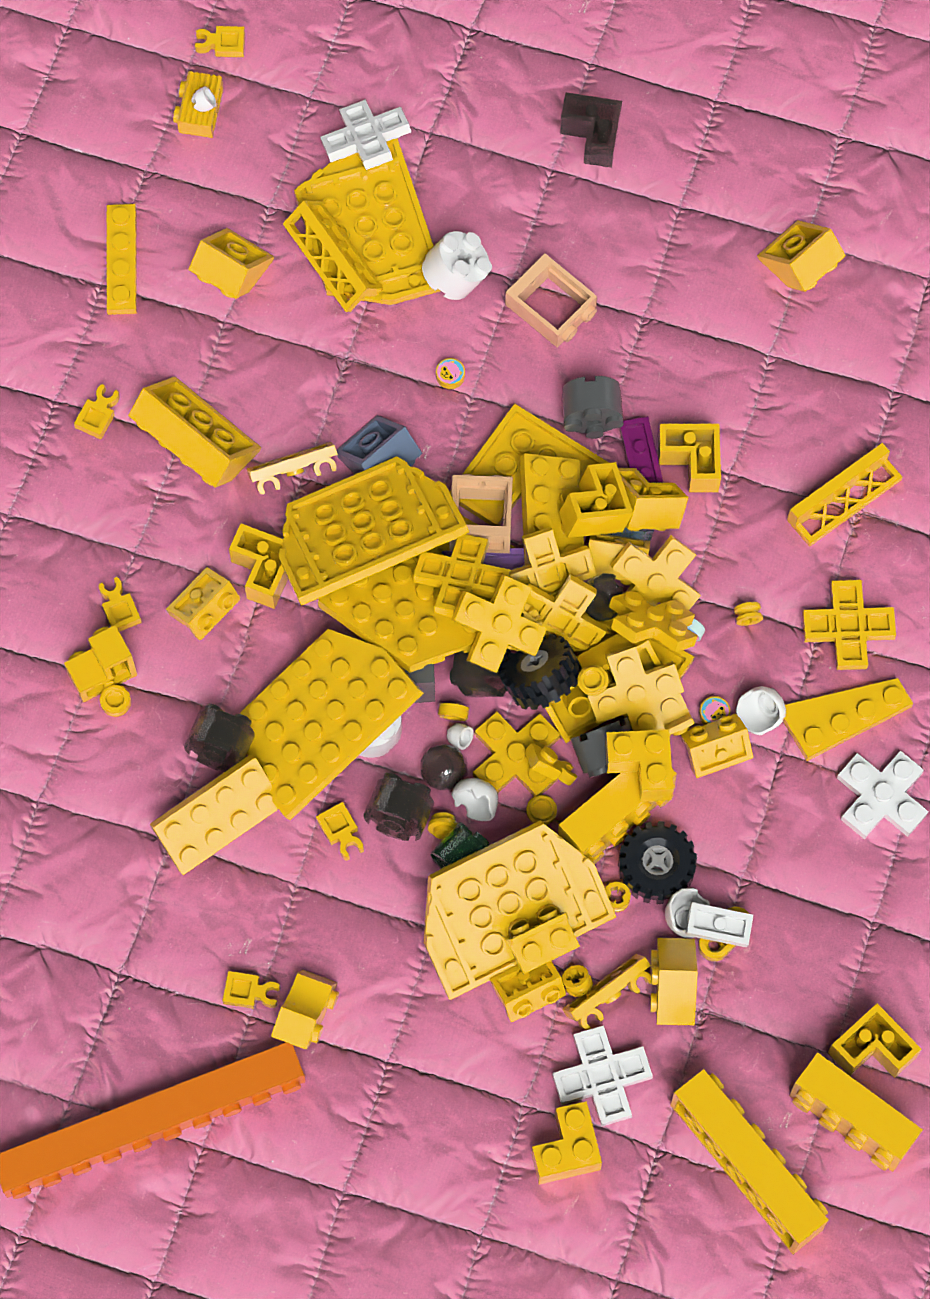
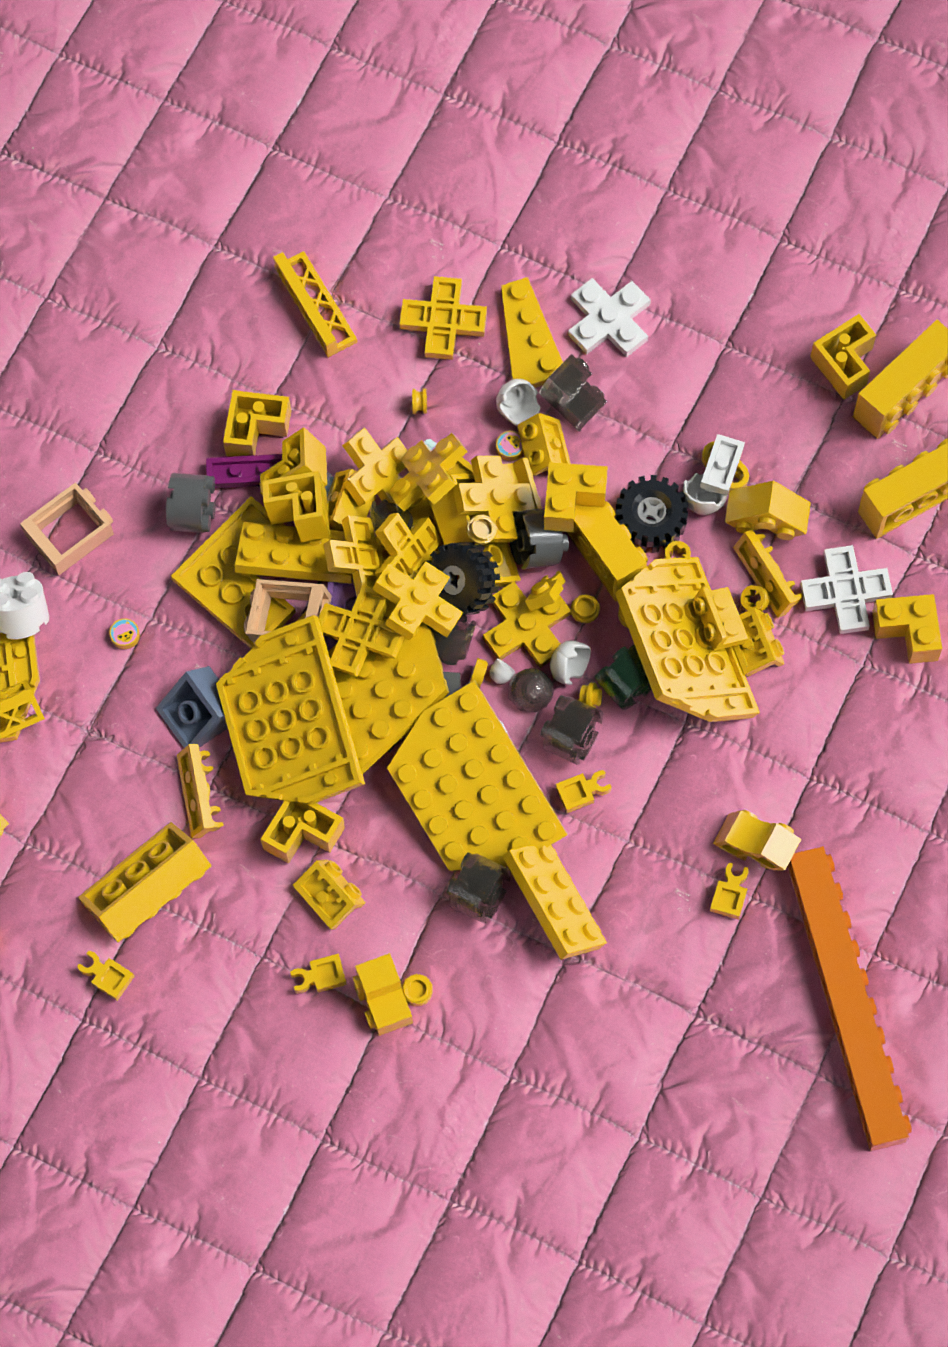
camera: 80 degrees left, 0 degrees up
(777, 763) = (572, 394): none -> clear smoke brick
(802, 255) = (62, 299): yellow slope -> none

